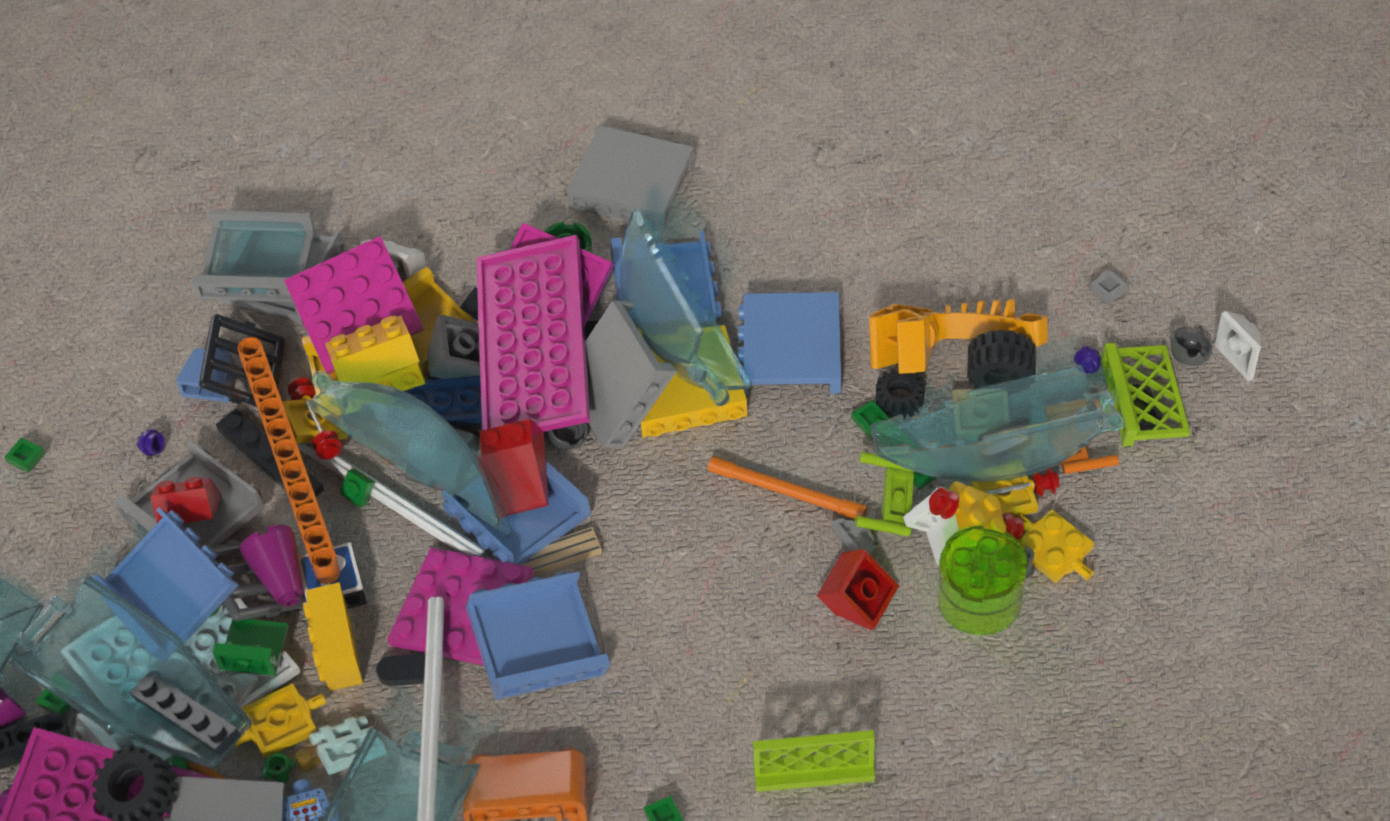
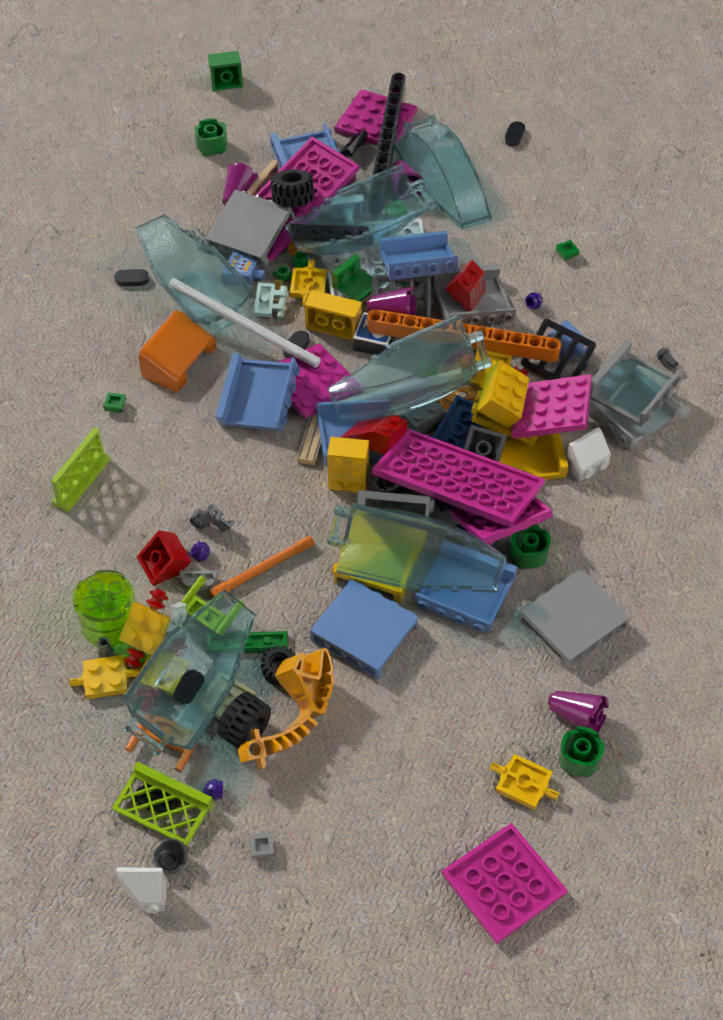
camera: 120 degrees right, 0 degrees up
(167, 271) = (664, 355): none -> dark grey pin
(233, 756) = (300, 259): none -> green plate
(590, 459) = (348, 464): none -> yellow brick
(742, 114) = (580, 708): none -> magenta cone
(765, 559) = (202, 519): none -> dark grey piece
(790, 96) = (581, 752): none -> green brick
(815, 563) = (200, 551): none -> dark purple plate
(856, 129) = (524, 781): none -> yellow plate
(972, 94) = (504, 883): none -> dark pink plate

